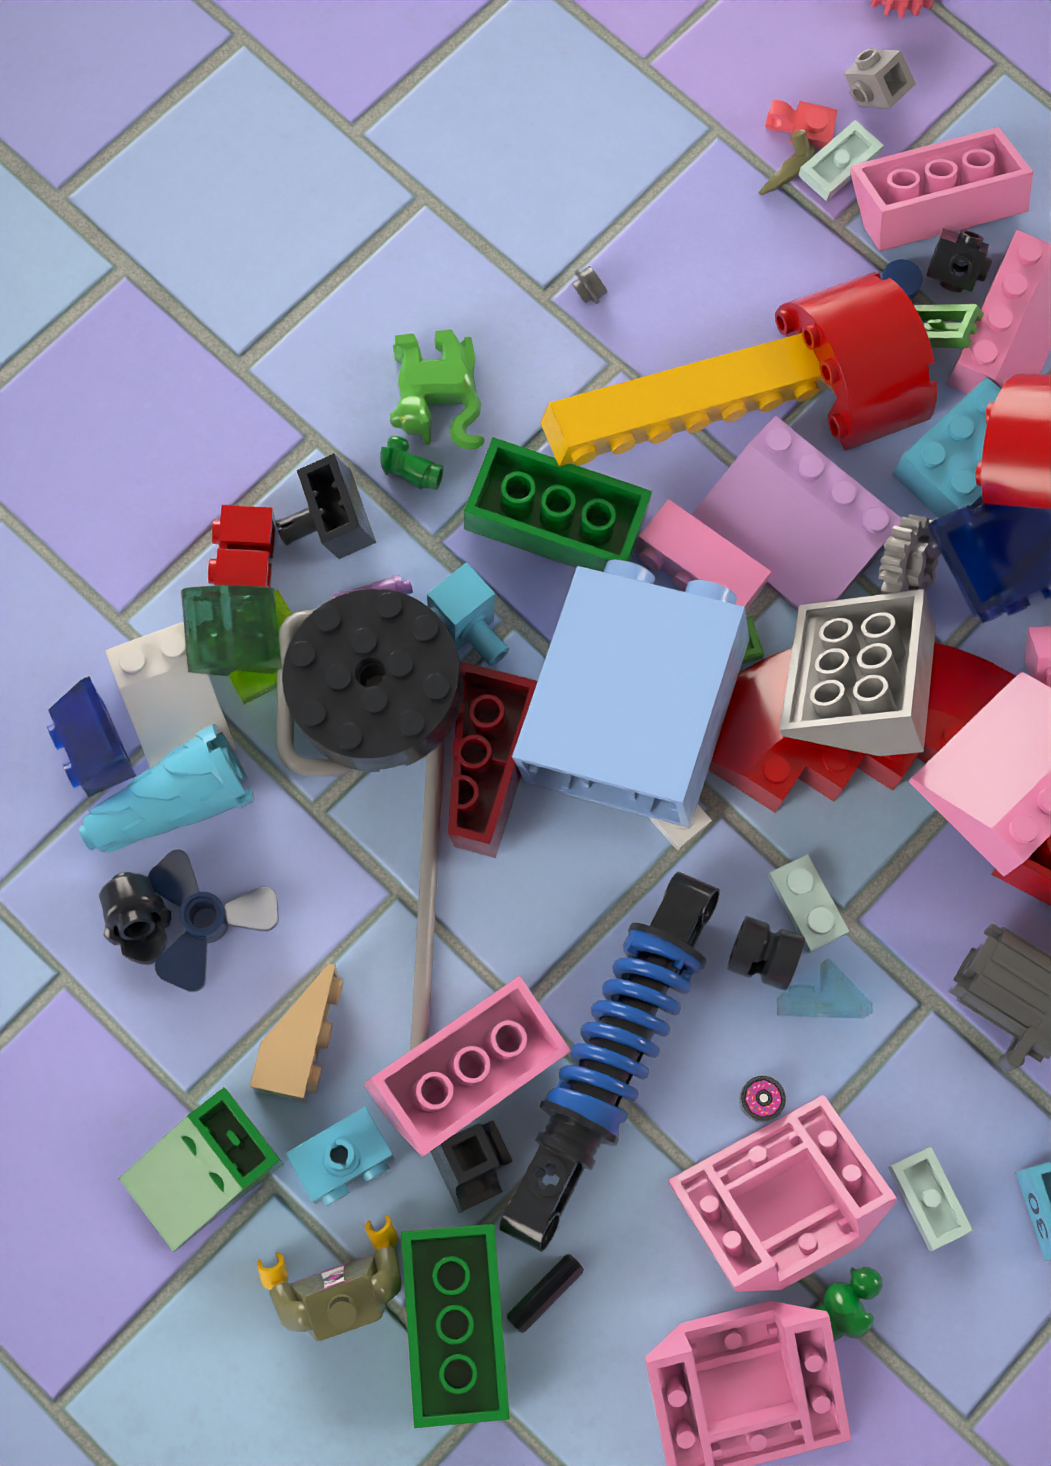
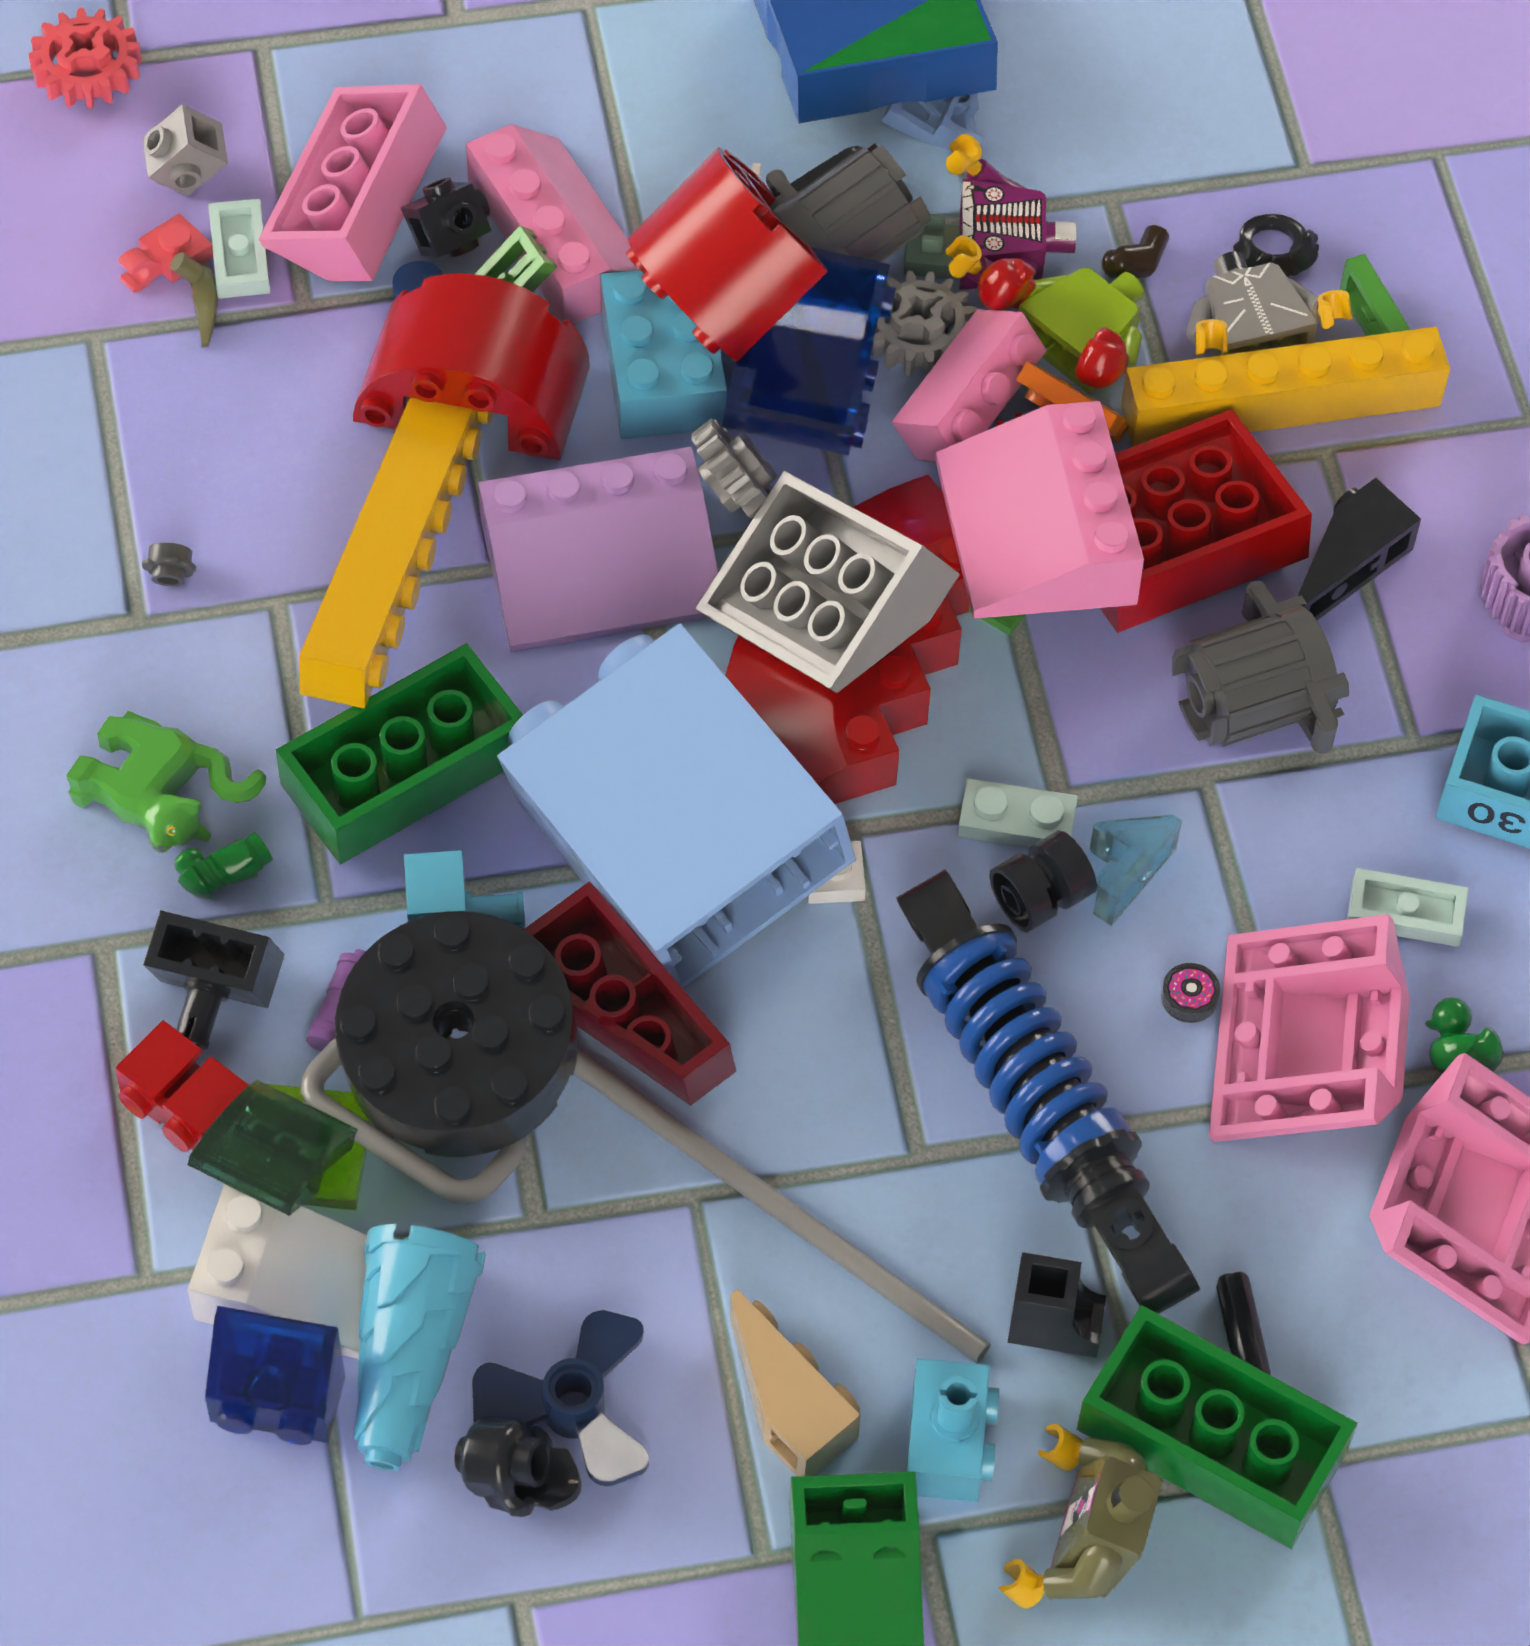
camera: 50 degrees left, 15 degrees down
(467, 1067) = (949, 1230): bright pink slope -> none
(695, 552) = (561, 657): bright pink brick -> none

